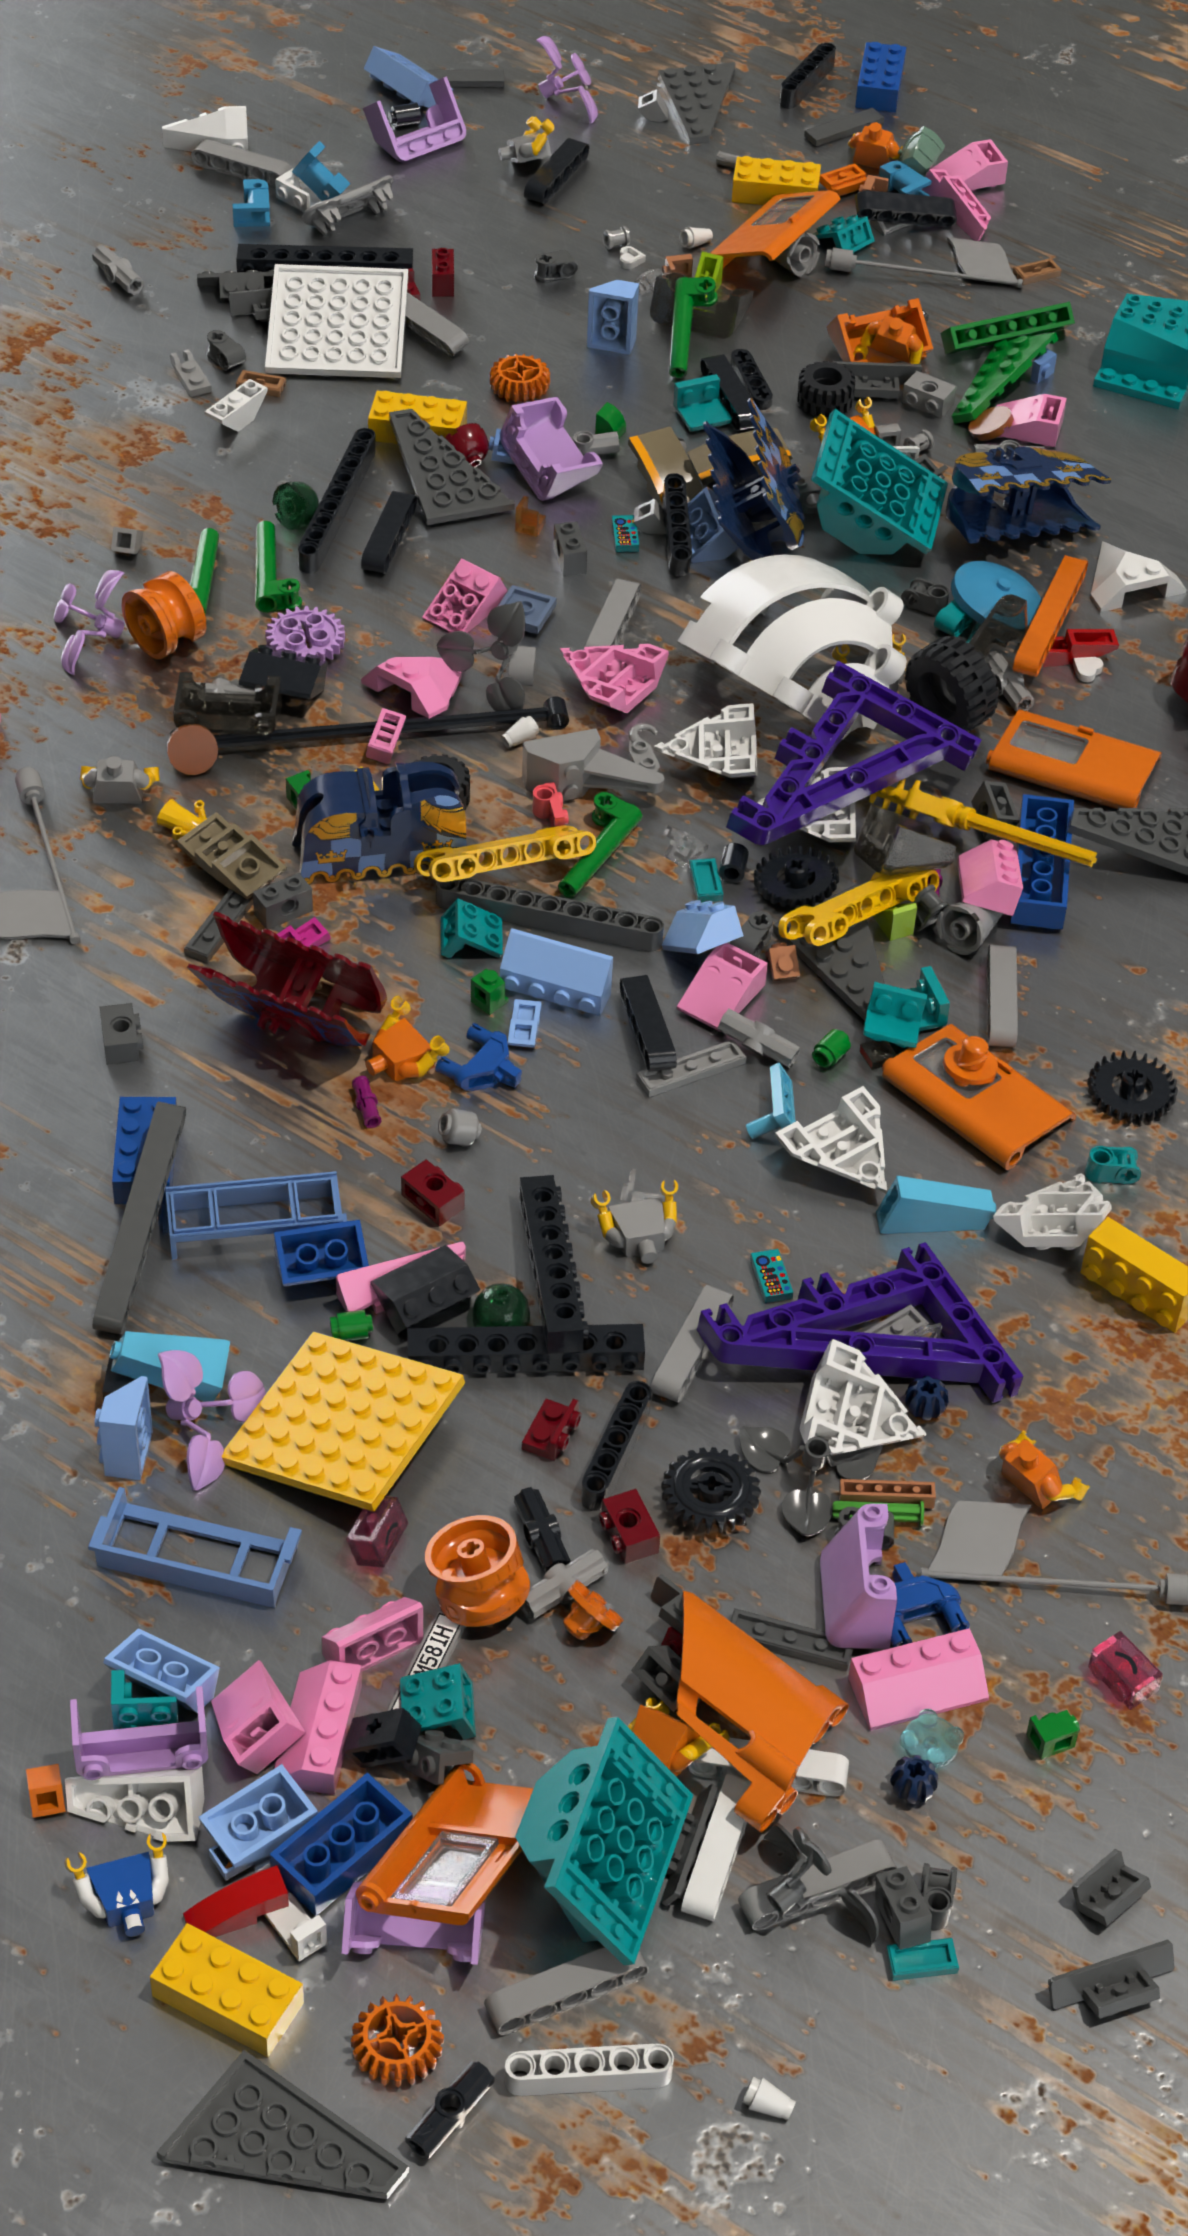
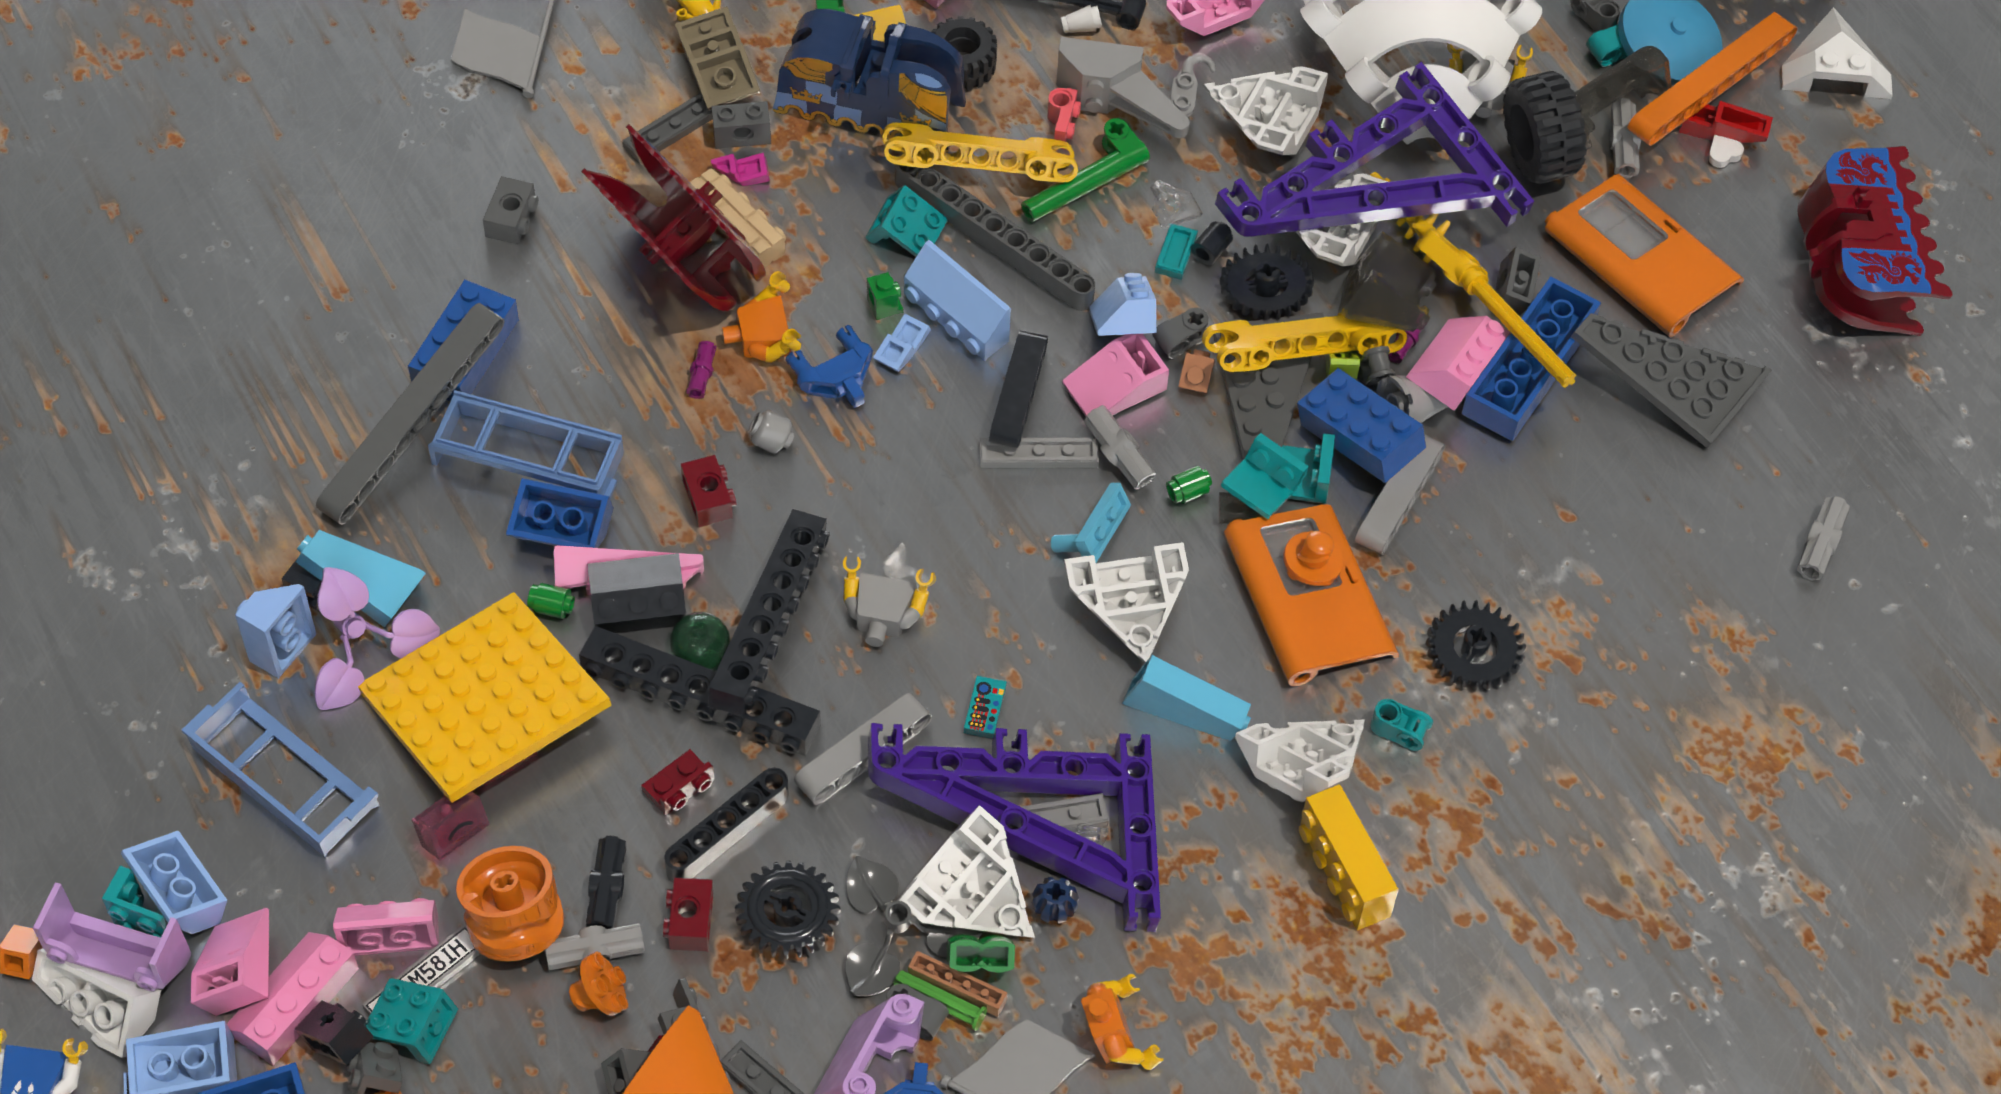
camera: 25 degrees right, 10 degrees up
(895, 1459) = (991, 953): none -> green brick
(954, 951) = (1363, 425): none -> blue brick

